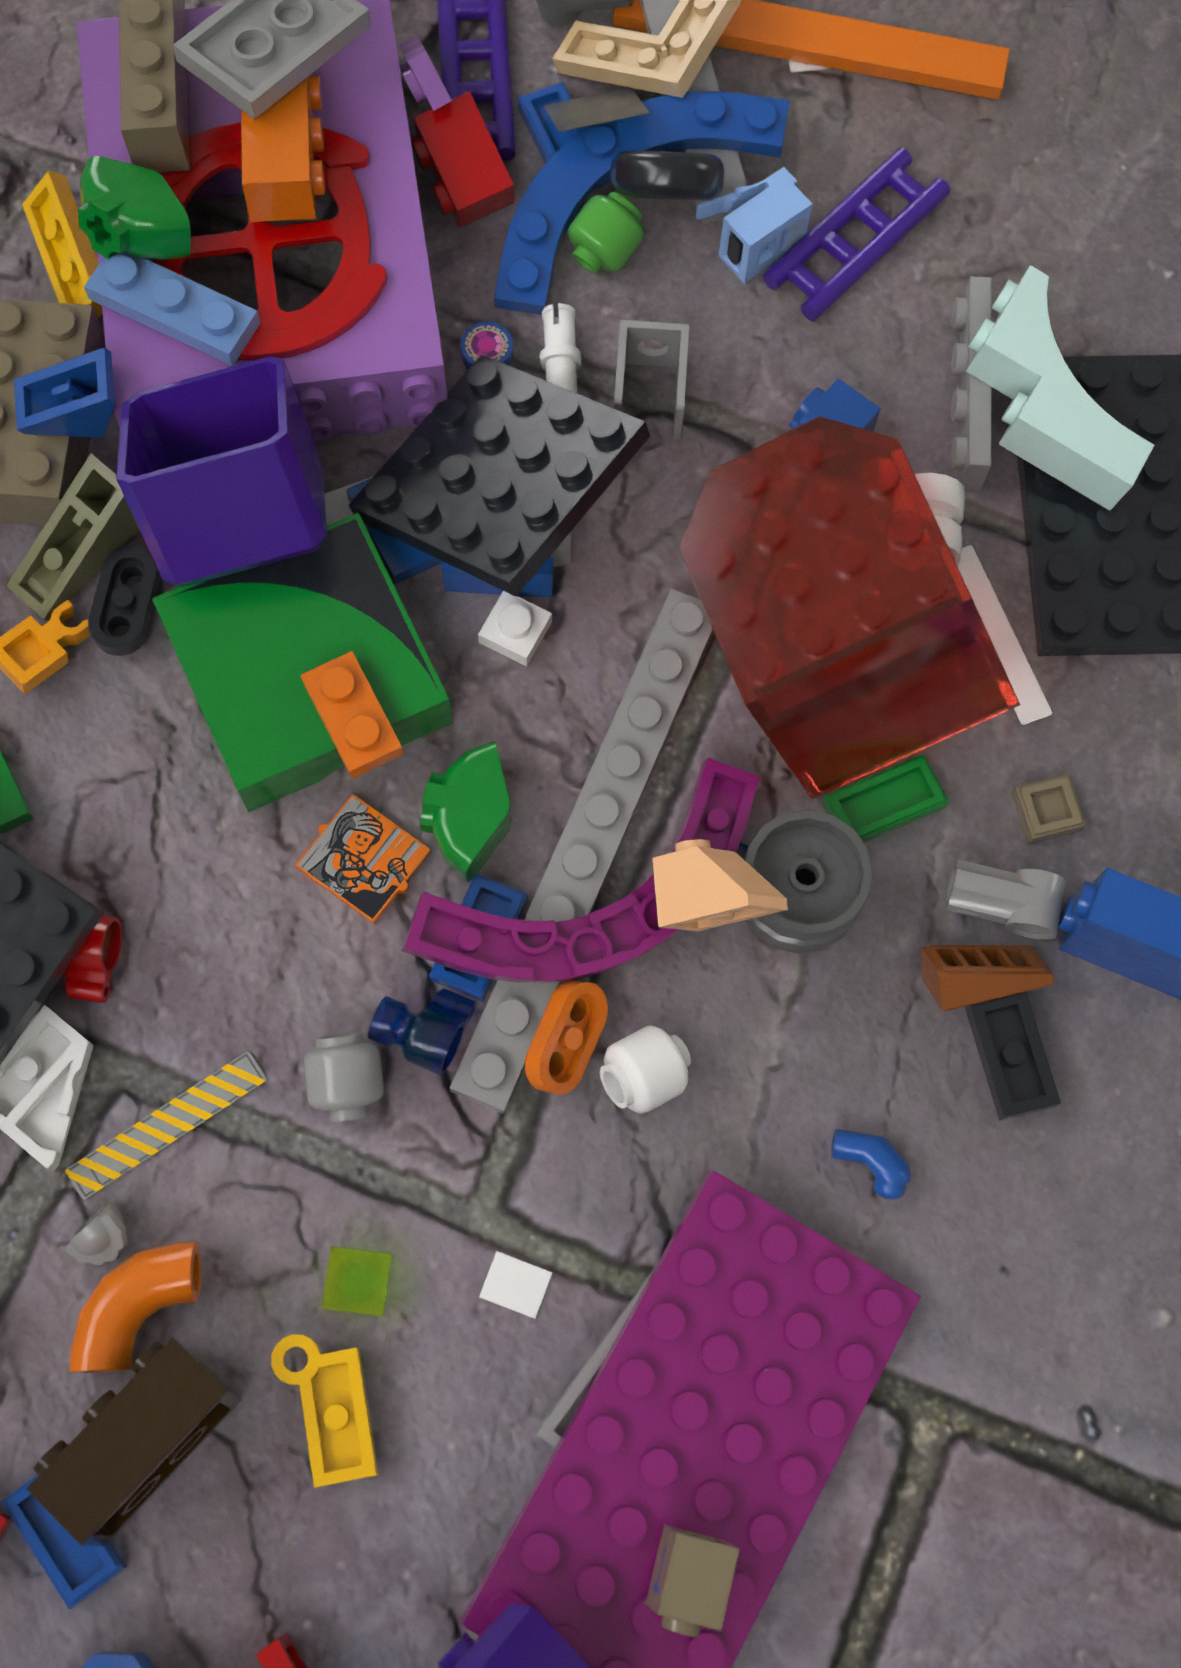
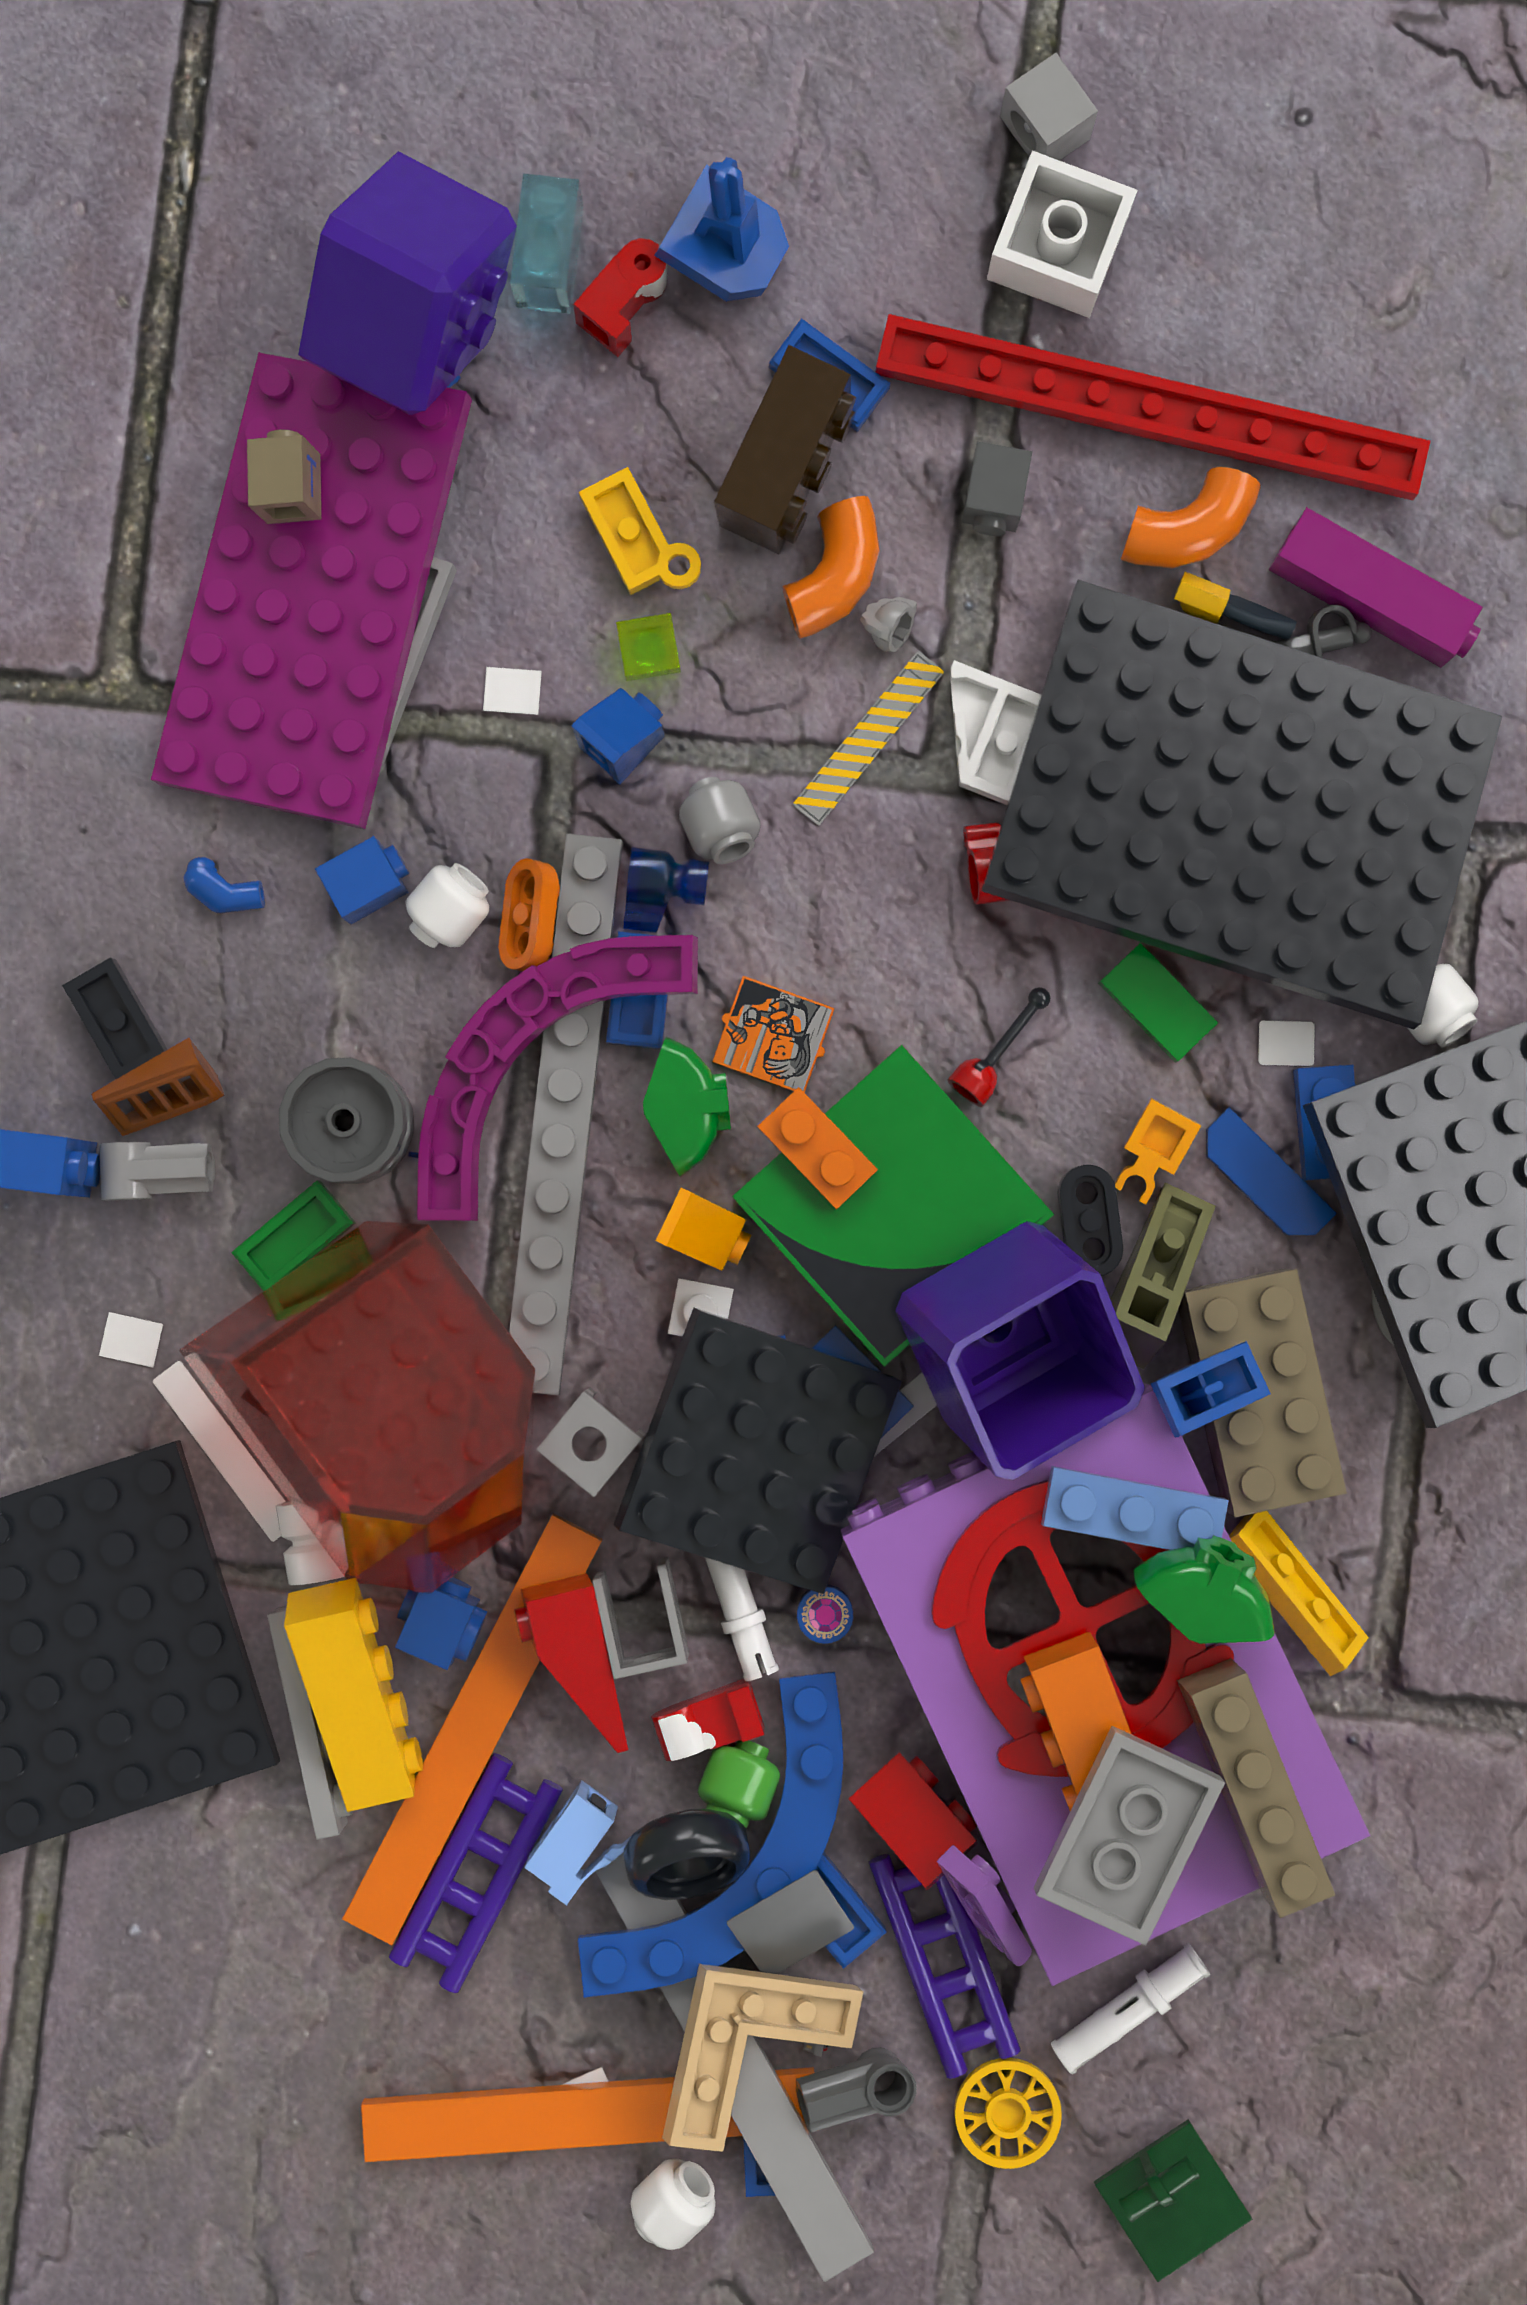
camera: 170 degrees right, 15 degrees up
(179, 758) = (977, 1078): none -> hinge
(413, 1191) = (619, 732): none -> blue slope
(492, 682) = (704, 1231): none -> light orange slope
(616, 289) = (709, 1721): none -> red leg
(658, 544) = (619, 1443): none -> light grey piece
(710, 888) = (425, 1074): light nougat slope -> none
(719, 369) = (571, 1644): none -> red slope
(723, 1122) = (364, 879): none -> blue brick
(828, 342) = (463, 1744): none -> orange tile
(928, 375) = (352, 1693): none -> yellow brick
(1048, 809) = (134, 1277): dark tan tile -> none
(1050, 413) = (215, 1682): light aqua arch -> none
(1064, 756) = (131, 1339): none -> white sticker

